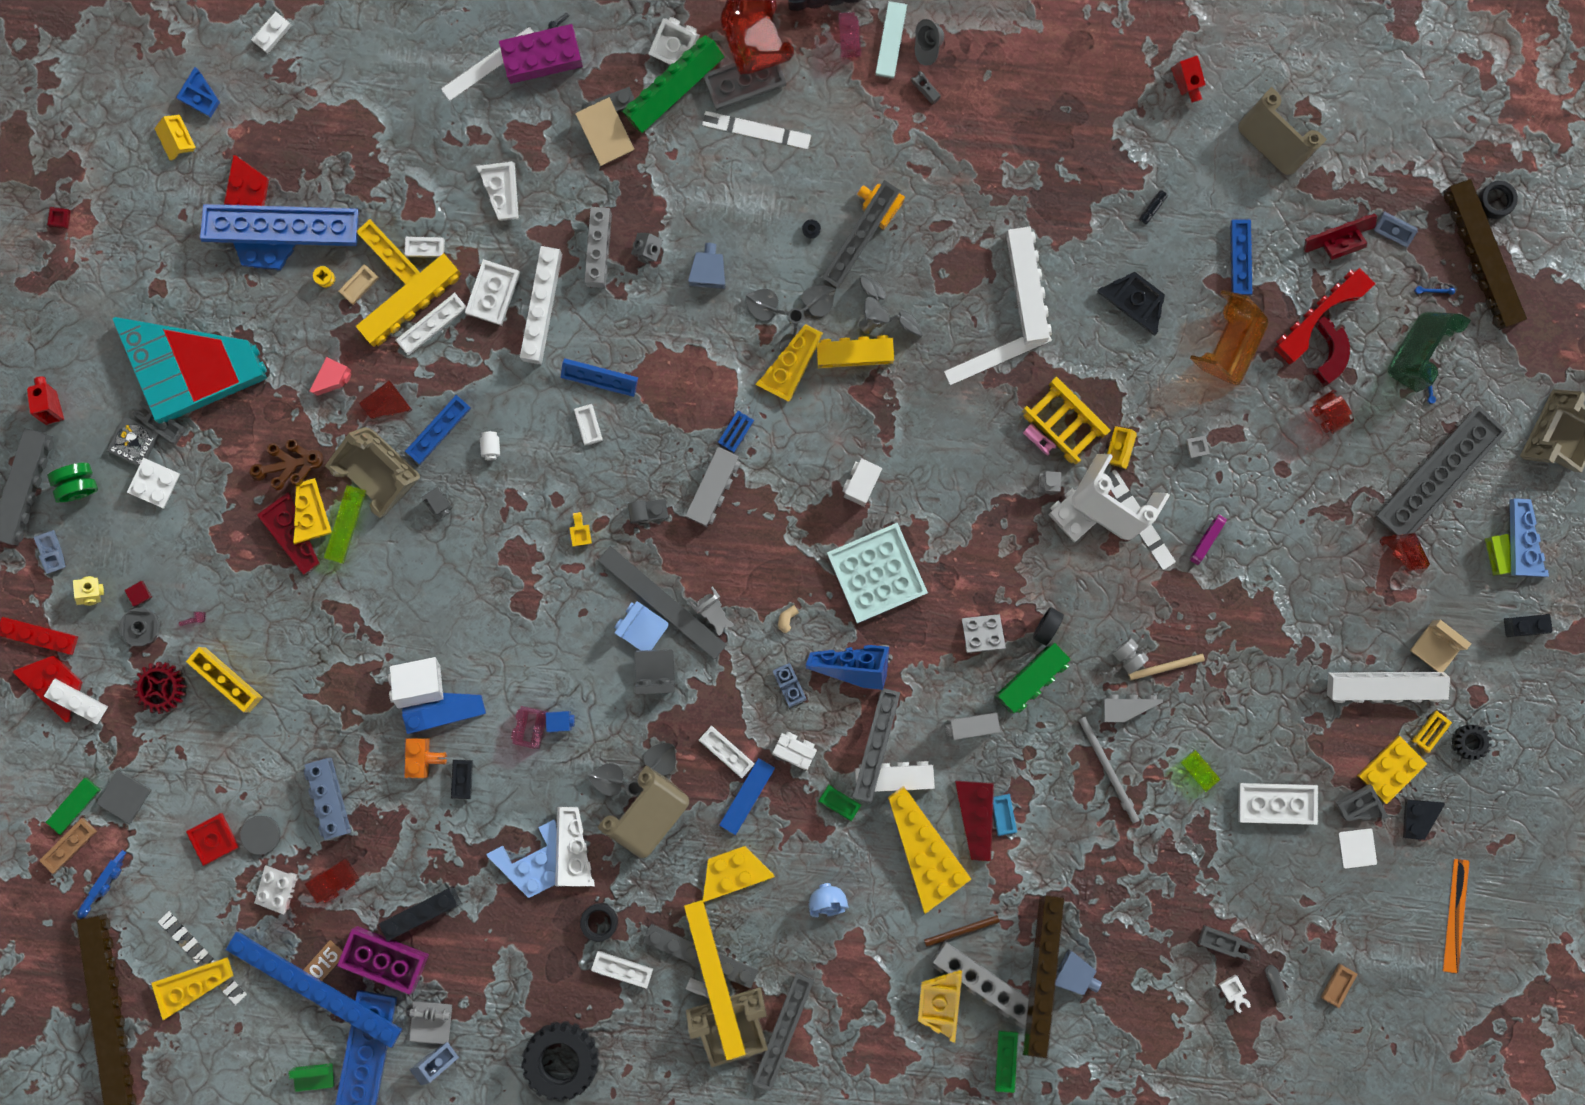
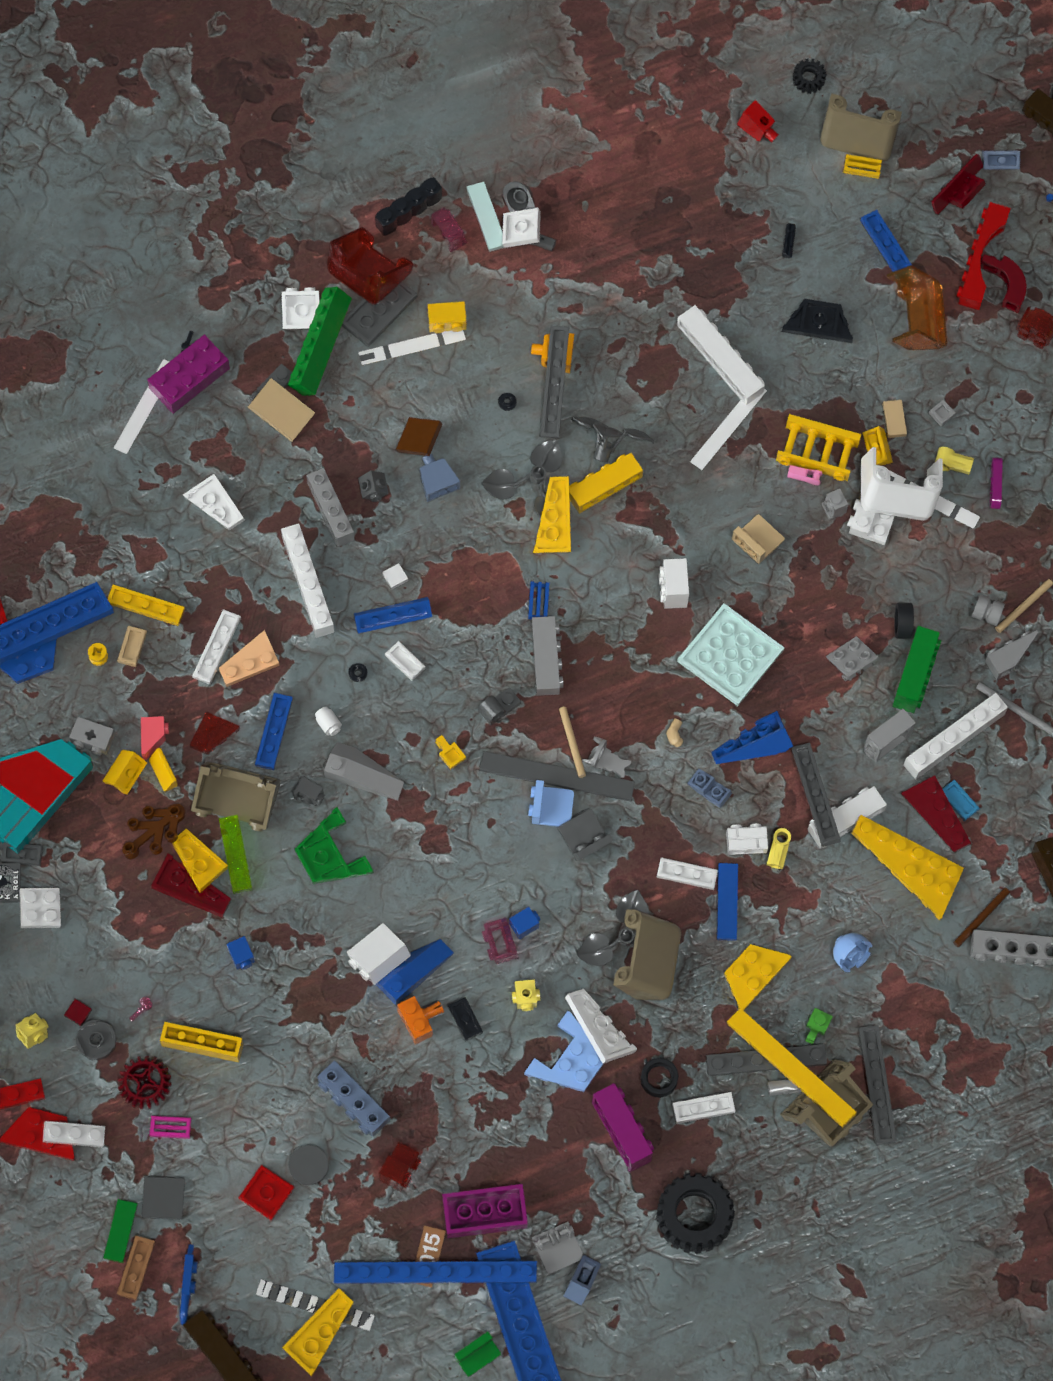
camera: 30 degrees left, 15 degrees down
(180, 740) = (187, 1128): none -> dark pink tile
(270, 342) = (86, 729): none -> light grey brick
(275, 889) = (349, 1205): white hinge -> none
(290, 397) = (125, 771): none -> yellow panel
(301, 617) = (241, 953): none -> blue brick
(325, 412) = (163, 770): none -> yellow slope
(408, 300) = (186, 635): yellow brick -> none
(418, 566) = (322, 858): none -> green wing
(420, 913) = (494, 1153): black brick -> none
(424, 247) = (175, 584): white plate -> none
(453, 353) = (249, 661): none -> light nougat wing
(490, 500) = (357, 770): none -> light grey wedge
(492, 292) = (257, 592): white plate -> none
(530, 788) = (528, 989): none -> light yellow brick
(536, 410) = (358, 667): none -> black plate
(540, 952) = (622, 1127): none -> magenta brick
(622, 341) = (395, 576): none -> white tile
(692, 579) = (572, 742): none -> tan bar
(713, 221) = (419, 436): none -> reddish brown tile
(764, 947) = (817, 1023): none -> bright green plate
(800, 120) = (447, 317): none -> yellow brick
(817, 776) = (779, 850): none -> light yellow piece
(839, 802) = (811, 865): green tile -> none
(914, 68) = (521, 227): none -> white plate
(941, 1003) = (1000, 985): yellow wing -> none
(963, 477) = (757, 538): none -> tan bracket
(1033, 756) = (955, 736): none -> white brick
(1151, 429) = (894, 418): none -> tan tile
(1181, 498) = (954, 461): none -> light yellow piece
(1266, 163) = (862, 163): none -> yellow tile
(1272, 47) = (813, 67): none -> black tyre

